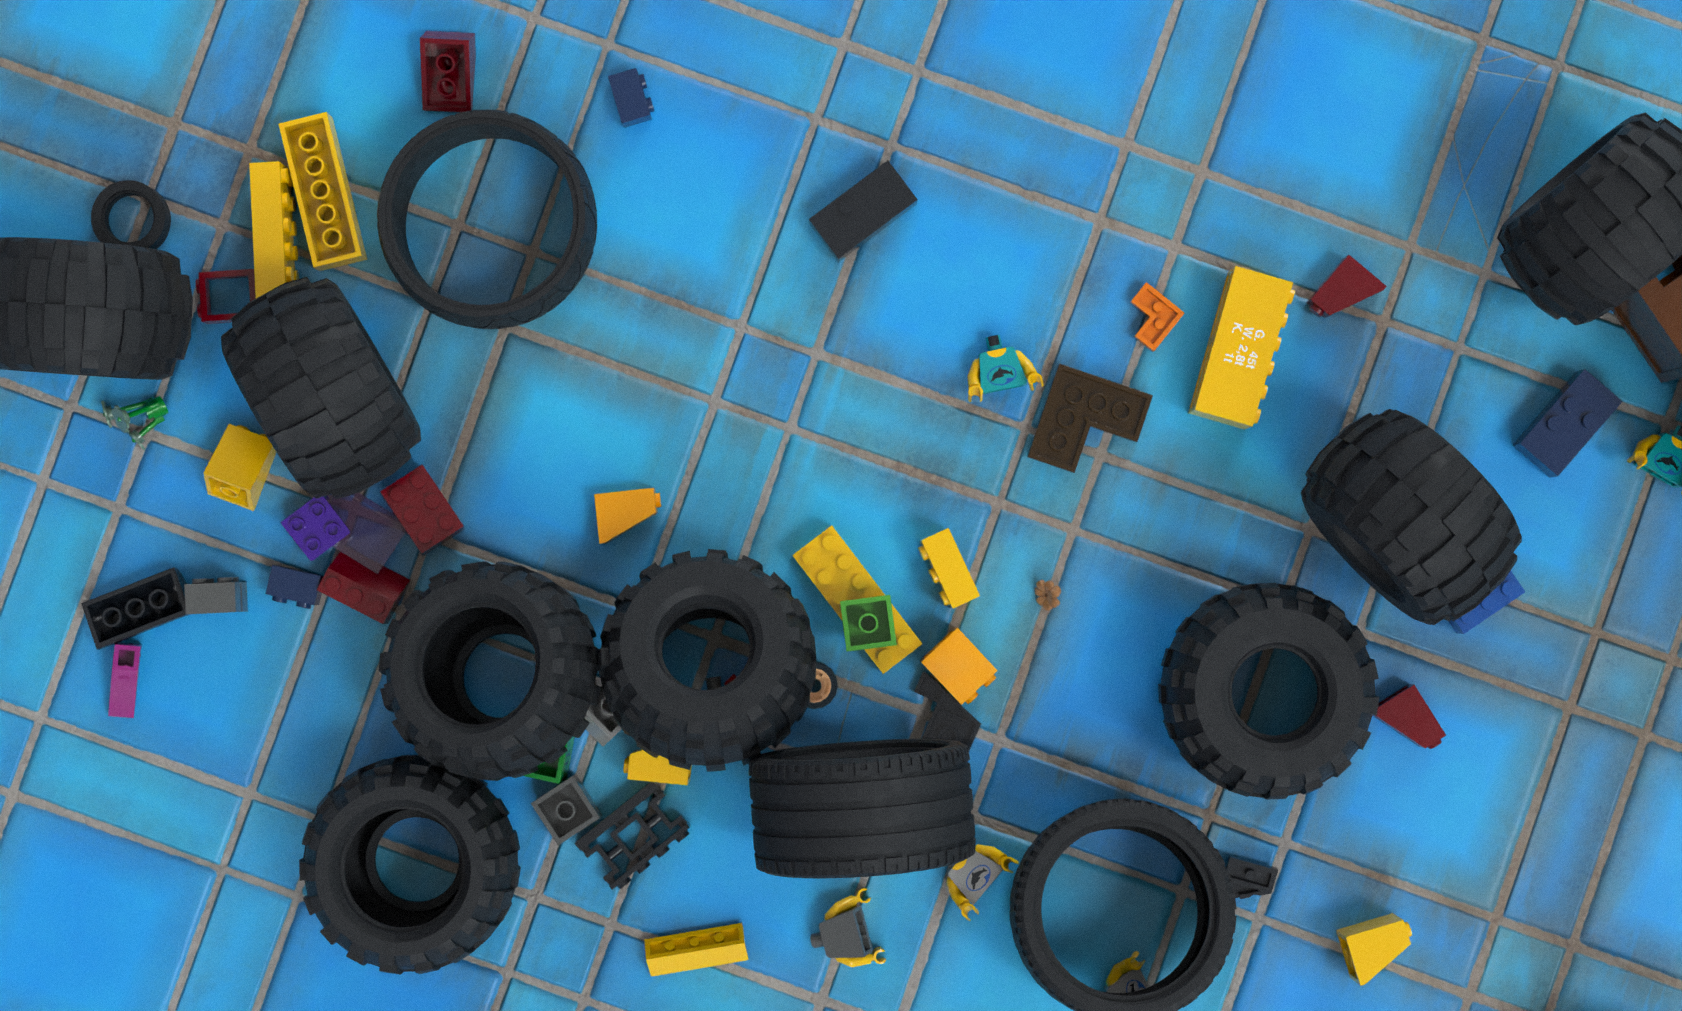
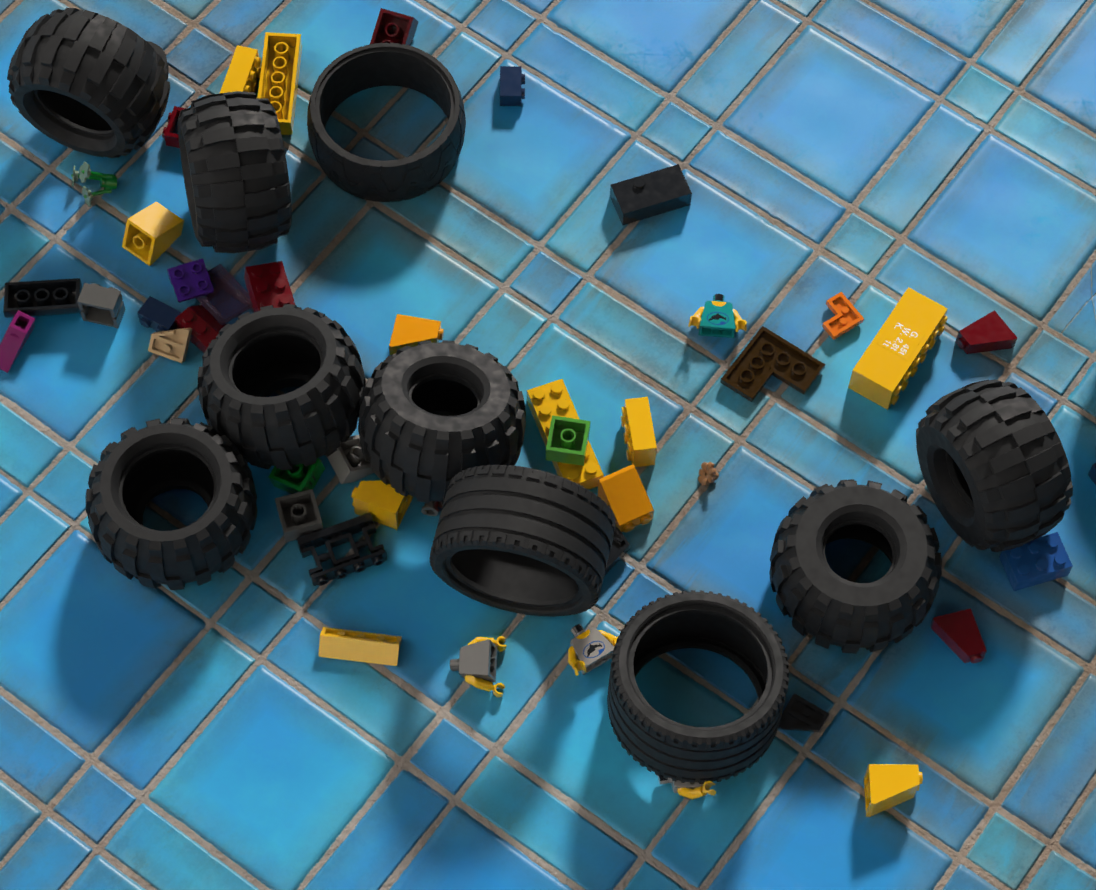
camera: 15 degrees right, 25 degrees down
(323, 621) = (171, 343): none -> tan wing

